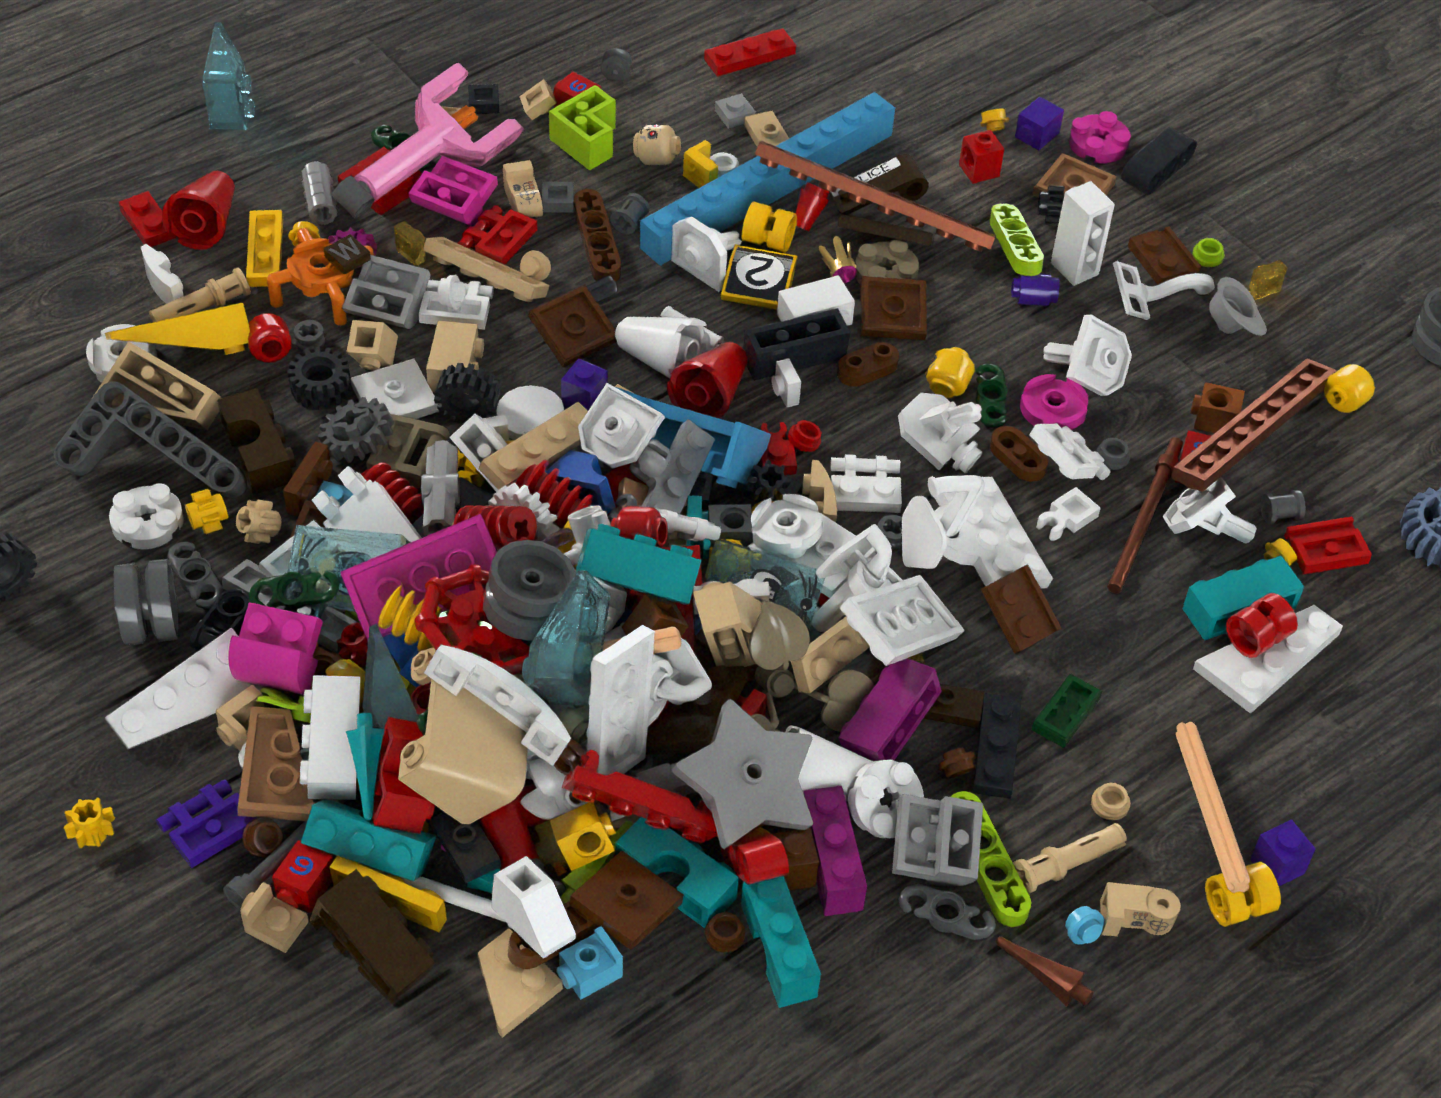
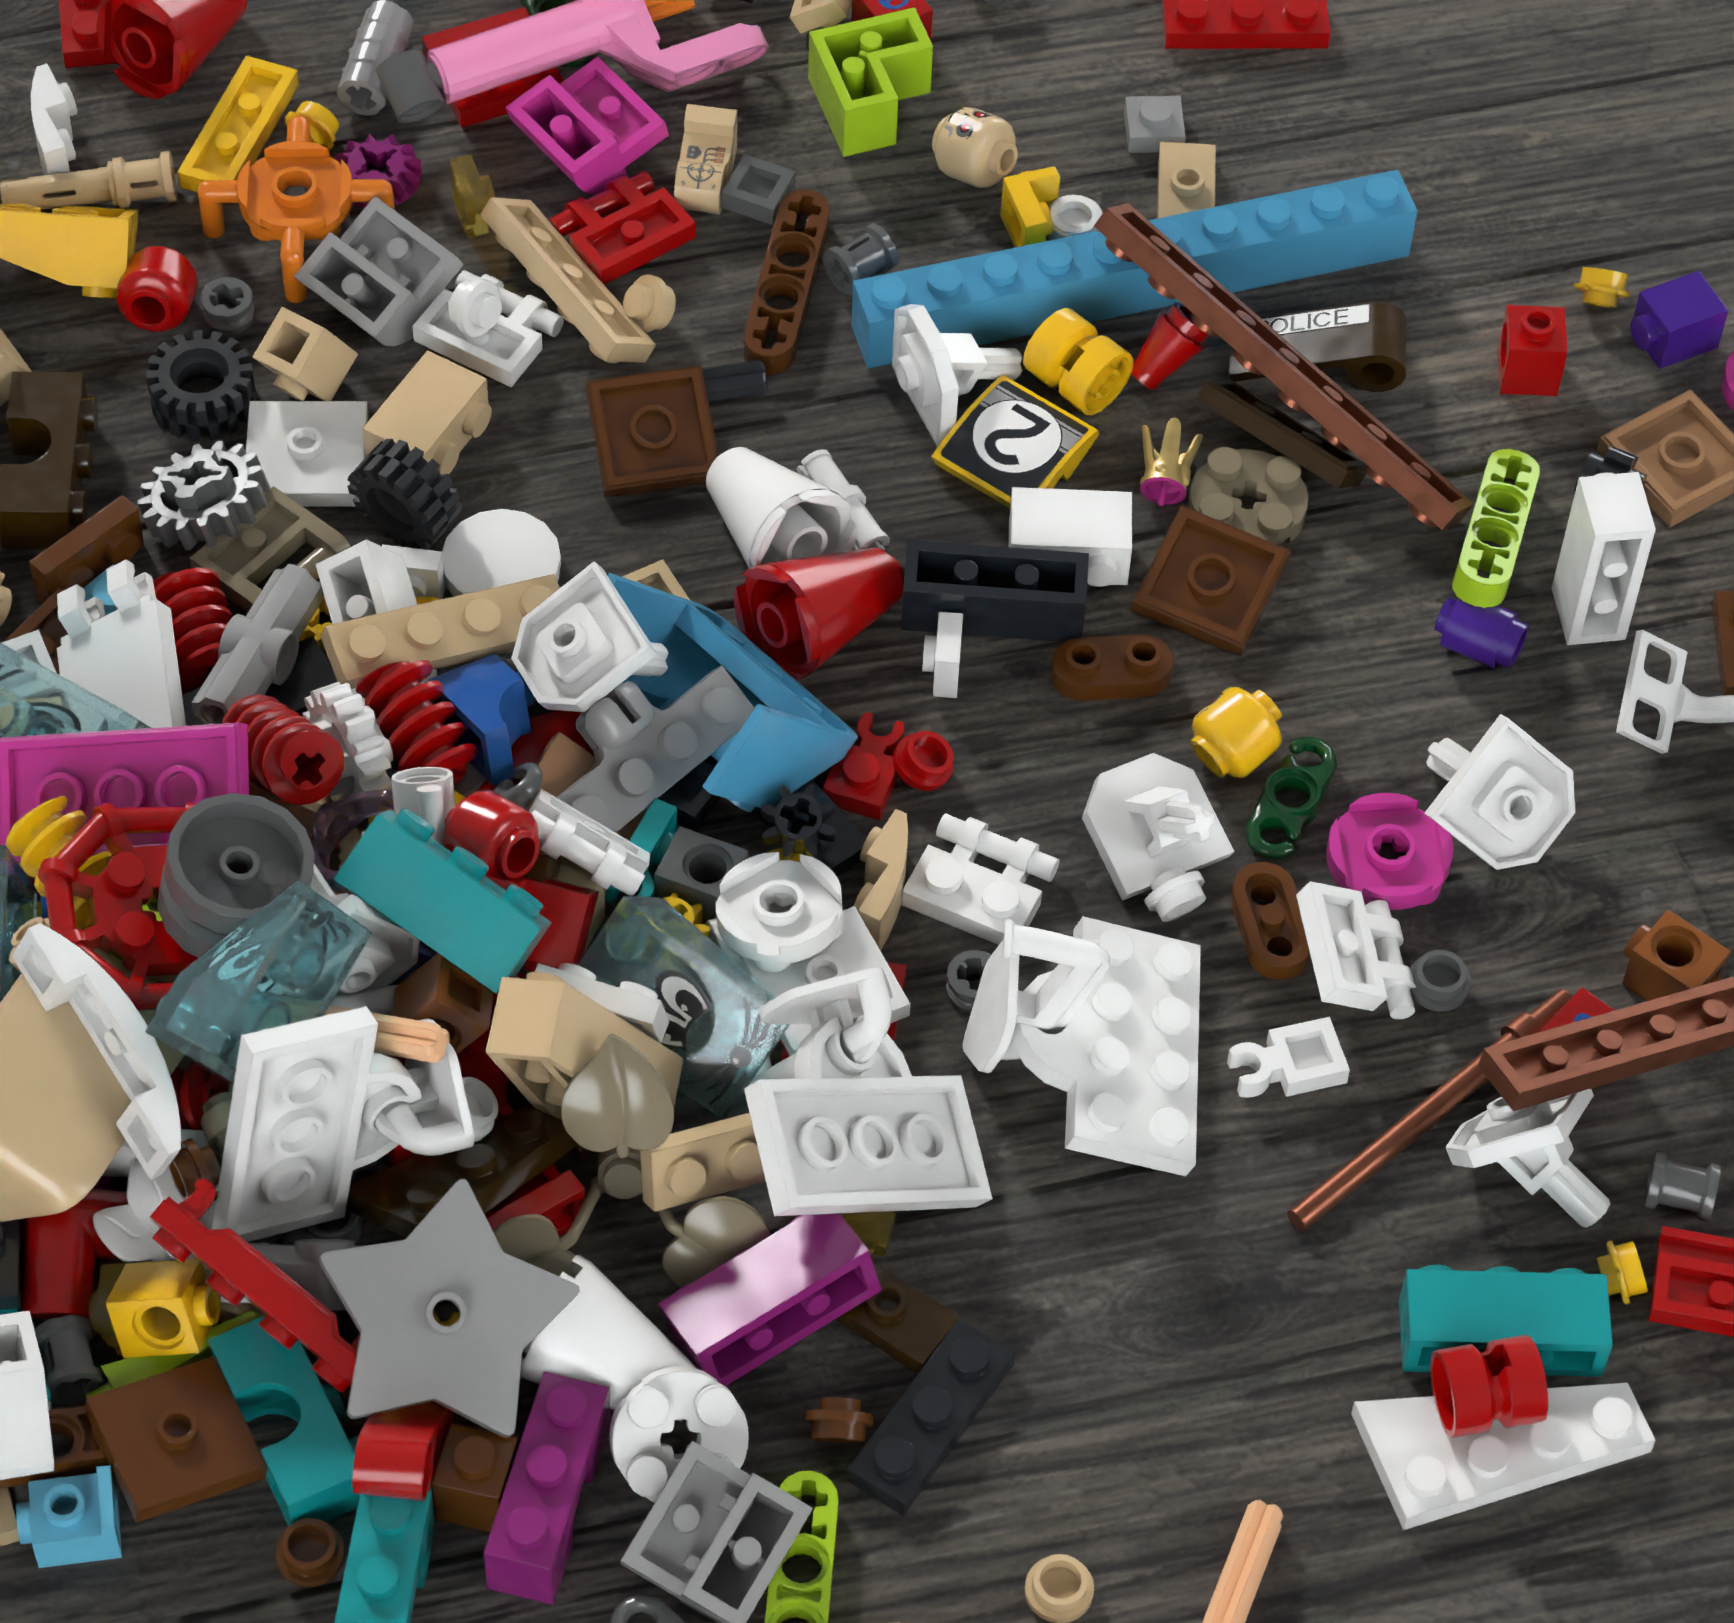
camera: 25 degrees right, 5 degrees up
(347, 254) = (338, 187): dark brown tile -> none
(582, 384) = (605, 536): dark purple brick -> none
(1021, 608) = (1100, 1198): reddish brown plate -> none
(1066, 710) = (1079, 1403): dark green plate -> none

